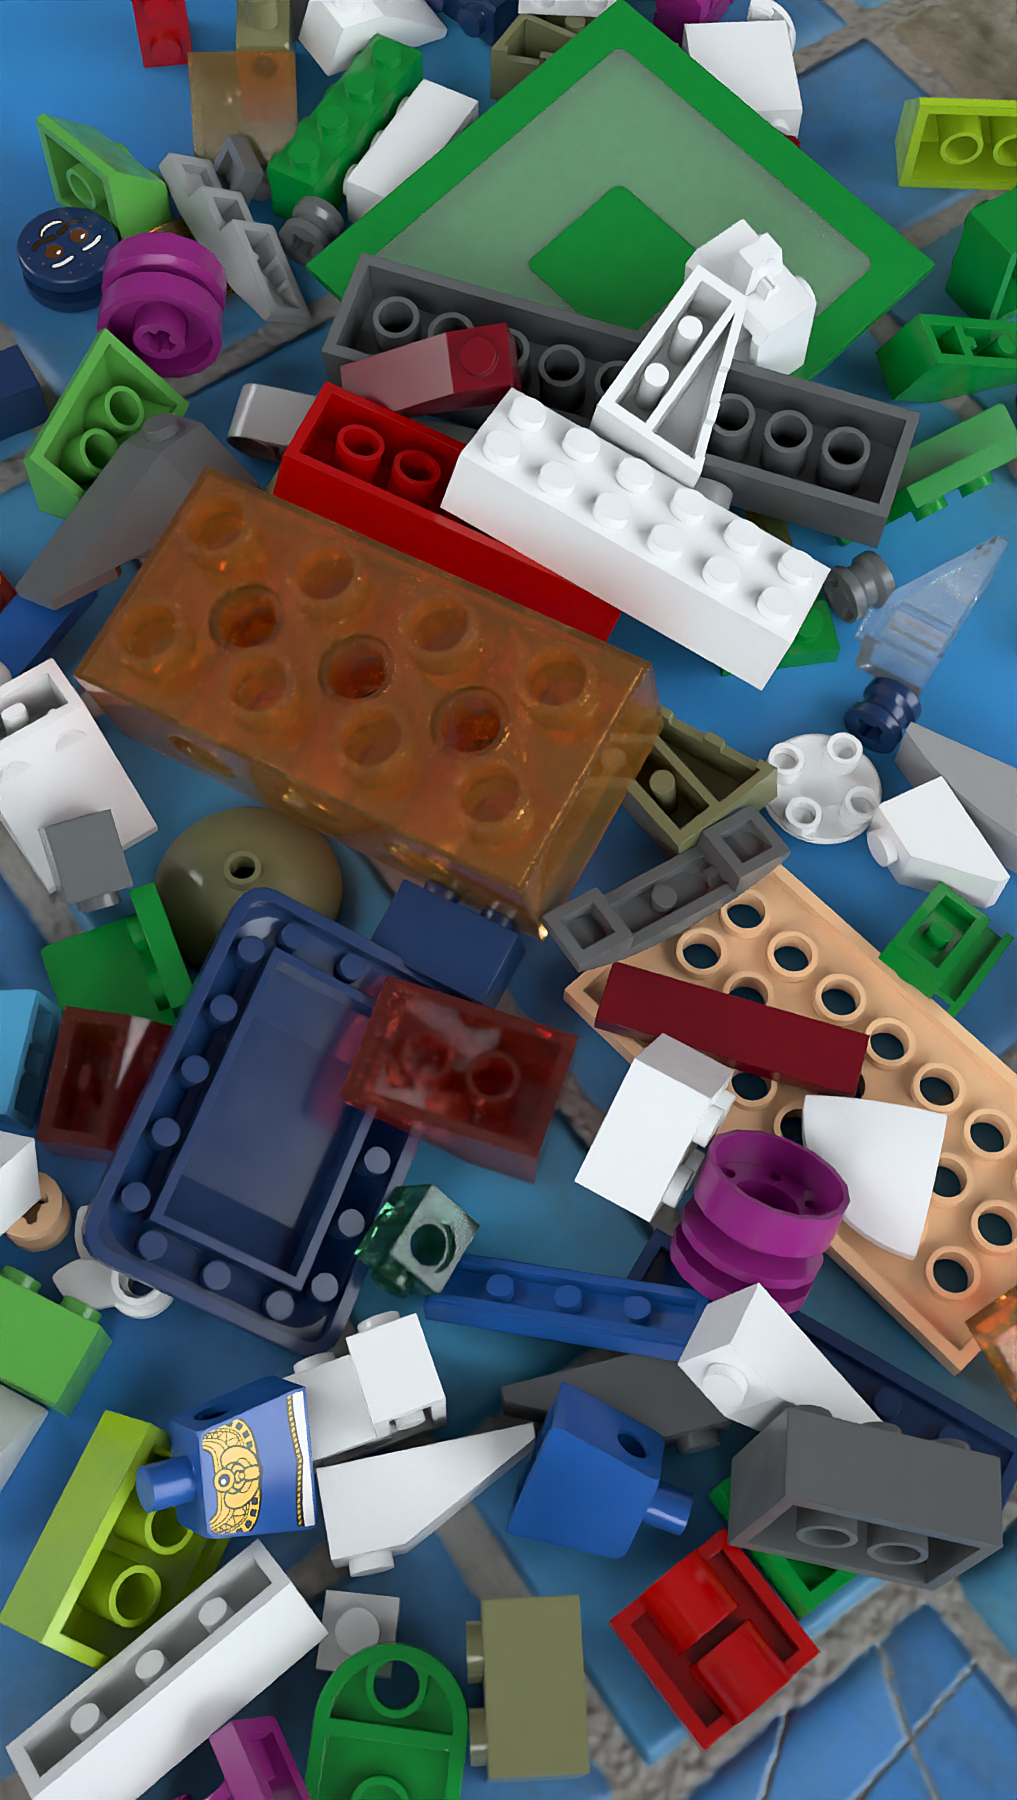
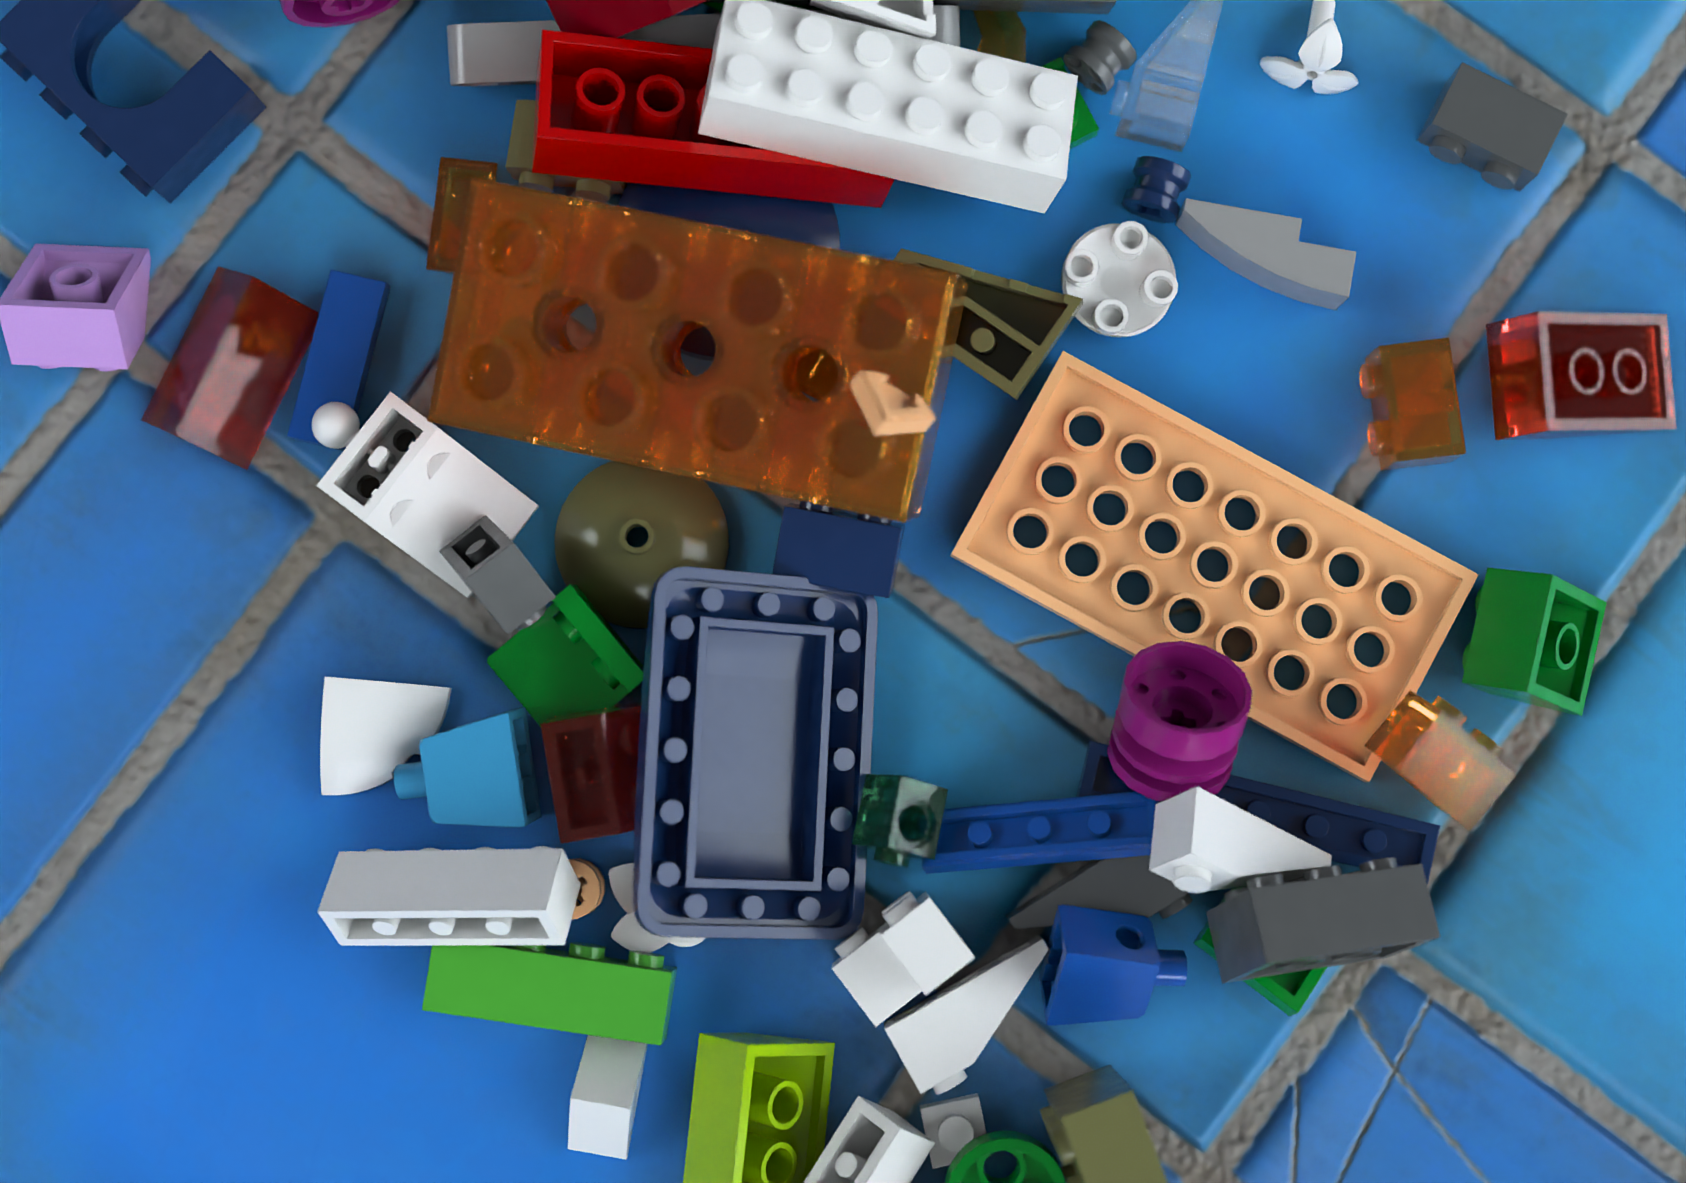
camera: 10 degrees left, 20 degrees up
(92, 419) = (335, 120): bright green slope -> none
(126, 509) = (400, 196): dark grey wedge -> none
(238, 1464) = (824, 1047): blue torso -> none
(462, 1076) = (891, 666): clear red slope -> none
(539, 766) = (889, 408): none -> light nougat tile
(654, 1125) = (1074, 667): white brick -> none
(670, 897) = (1016, 442): dark grey slope -> none
(713, 1639) = (1229, 1051): red plate -> none
(733, 1031) = (1106, 550): dark red tile -> none
(885, 1158) = (1262, 630): white brick -> none
(932, 839) = (1235, 309): white slope -> none
(945, 948) = (1270, 410): green plate -> none

